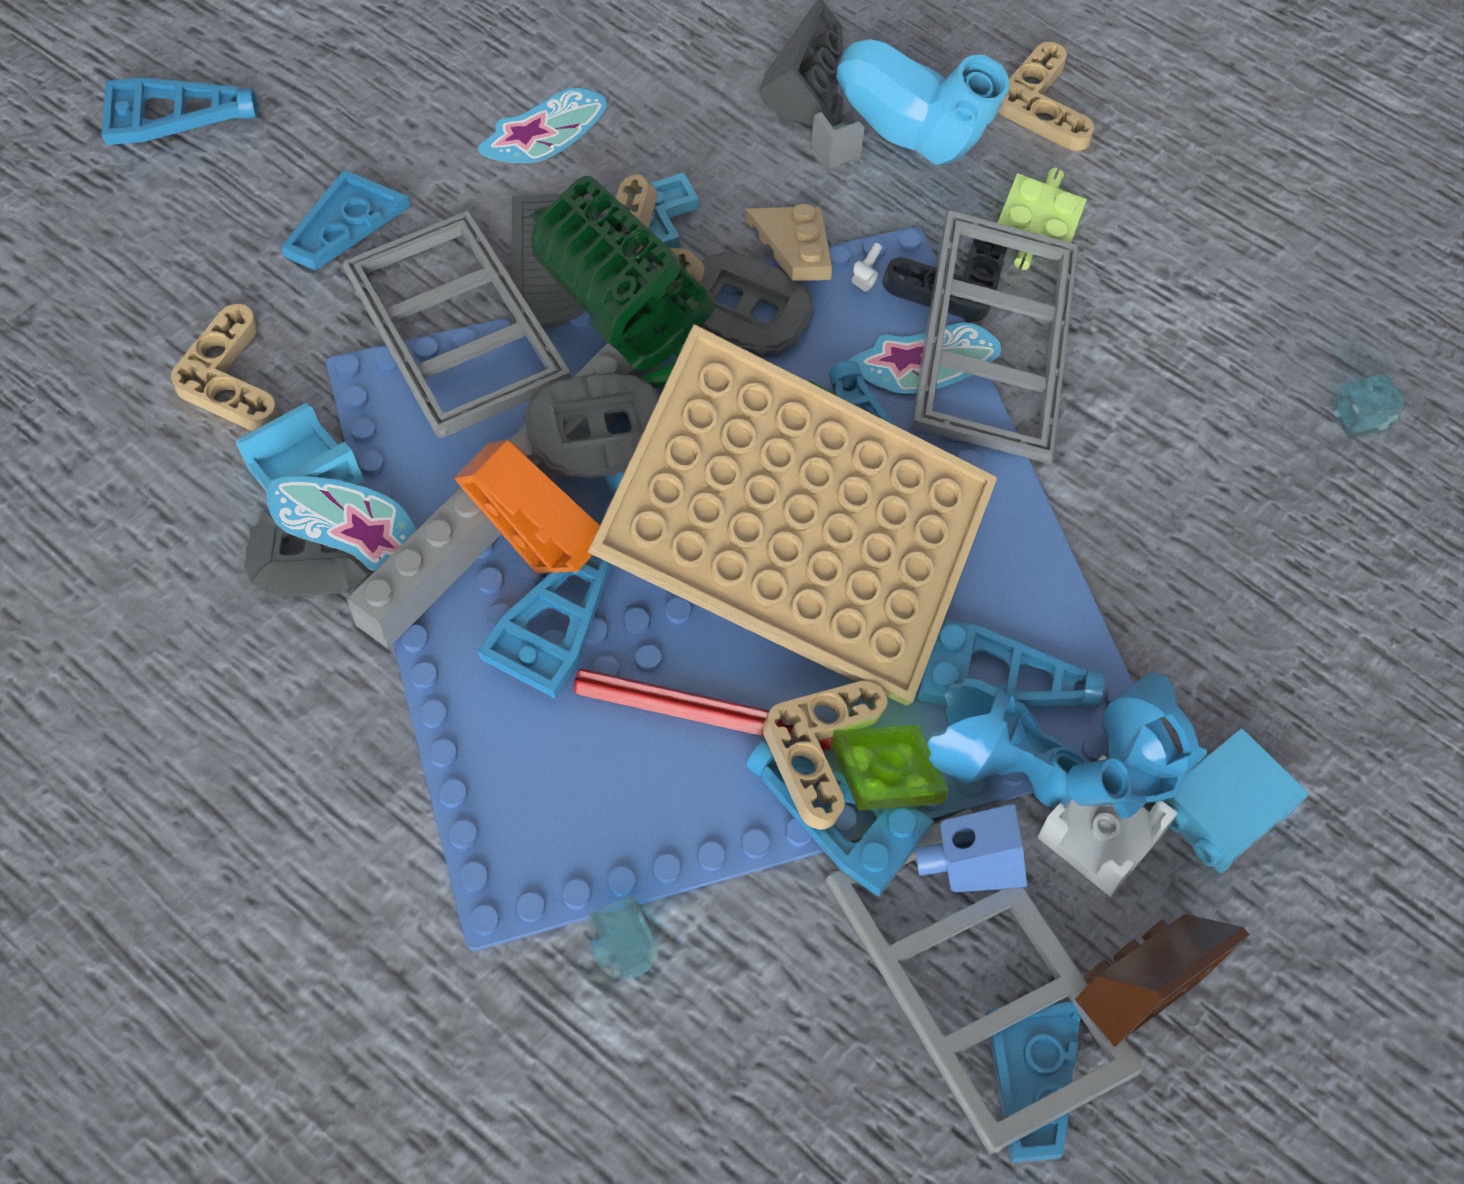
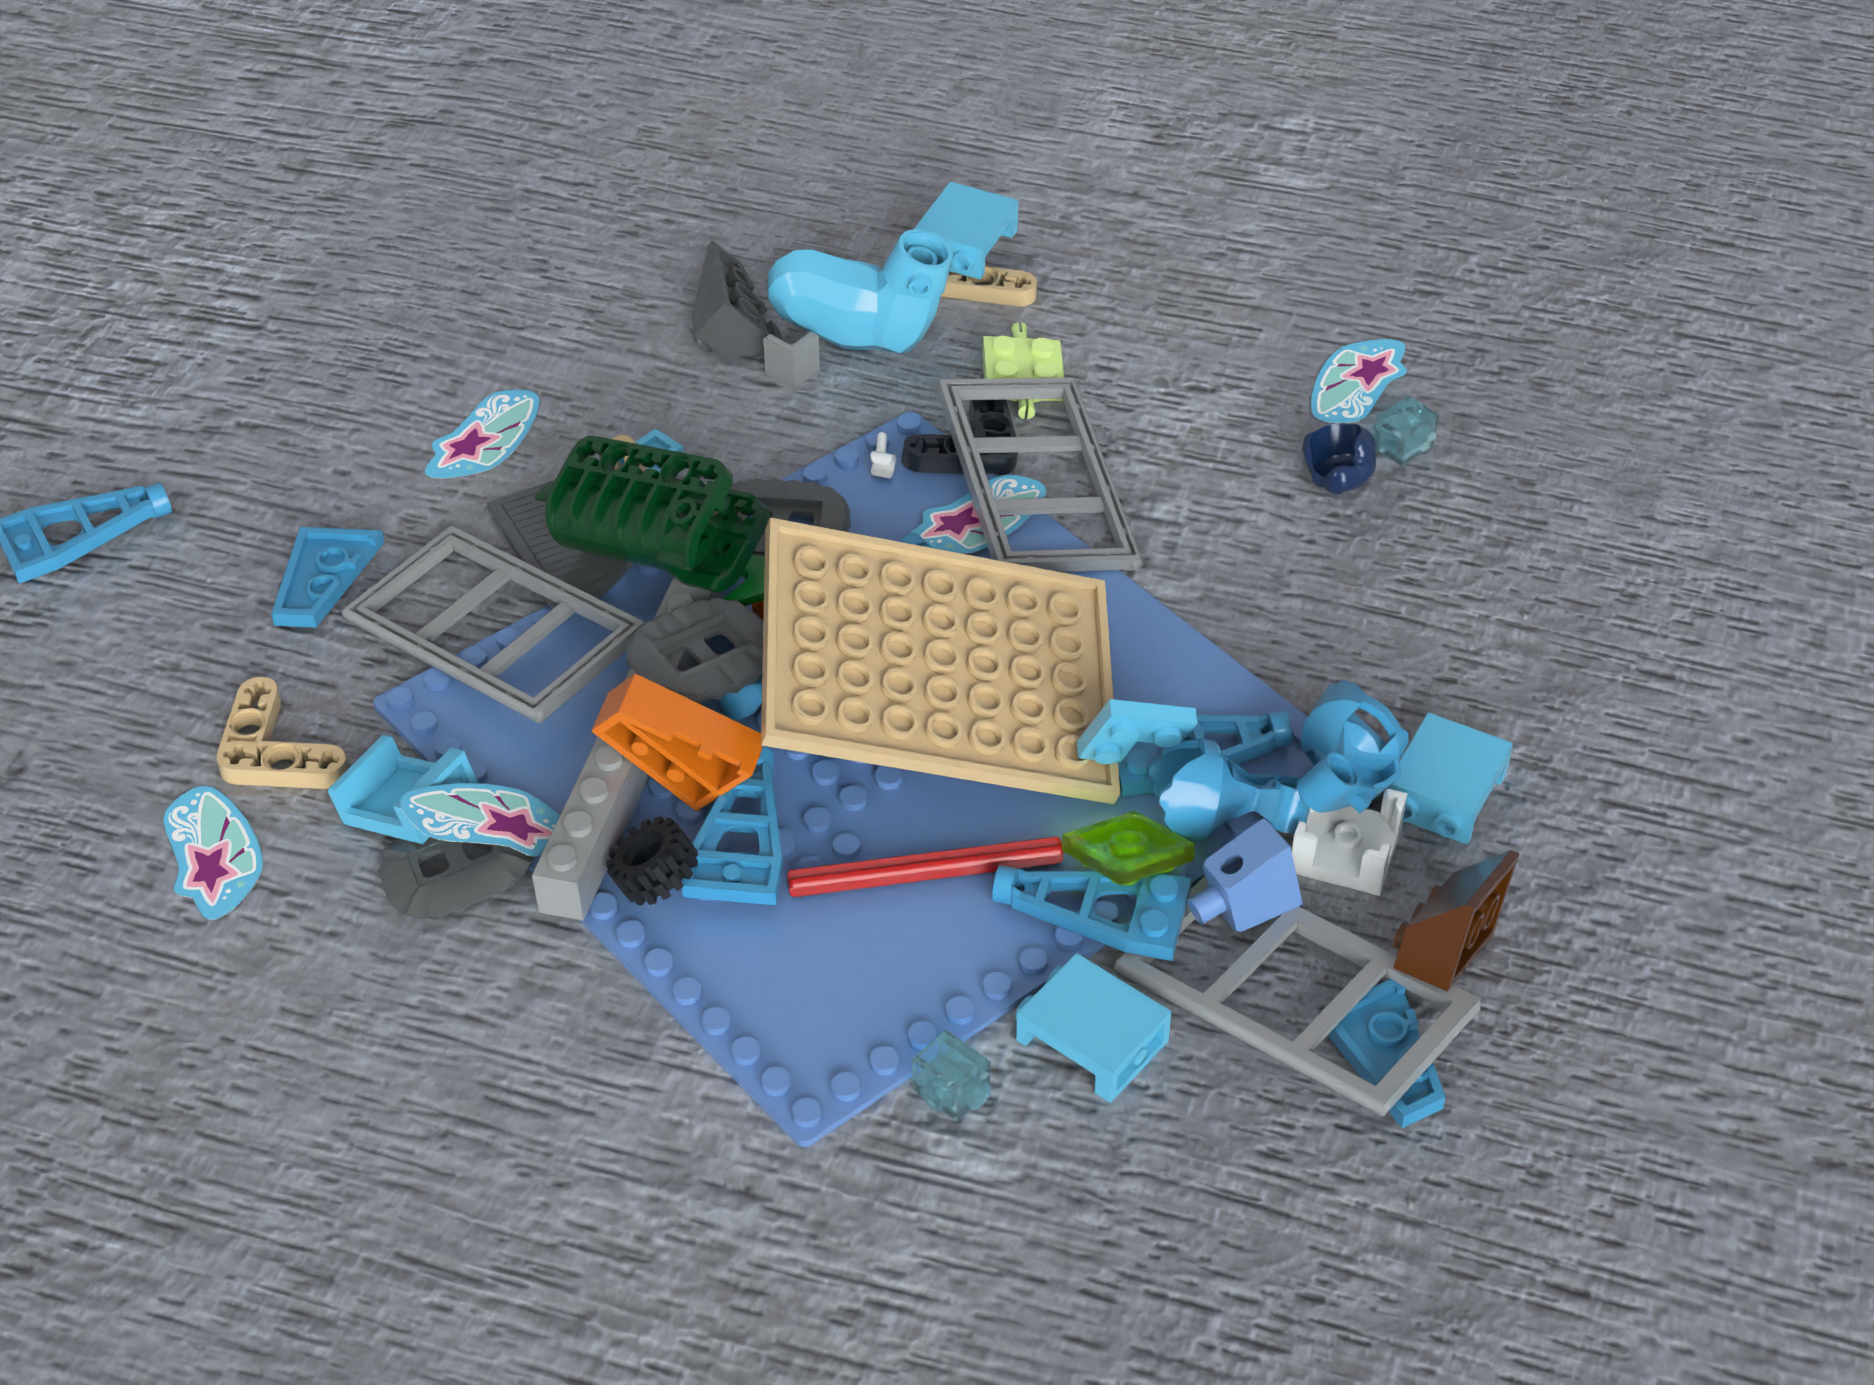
camera: 20 degrees left, 15 degrees down
(134, 457) = (213, 850): none -> sticker
(464, 617) = (652, 861): none -> black tyre
(774, 936) = (1095, 1023): none -> medium azure panel
(797, 239) = (799, 449): tan wing -> none
(805, 739) = (1026, 846): tan beam -> none
(928, 649) = (1126, 722): none -> medium azure plate
(1049, 57) = (970, 224): none -> medium azure panel
(1289, 415) = (1340, 456): none -> dark blue hair
(1348, 331) = (1355, 379): none -> sticker

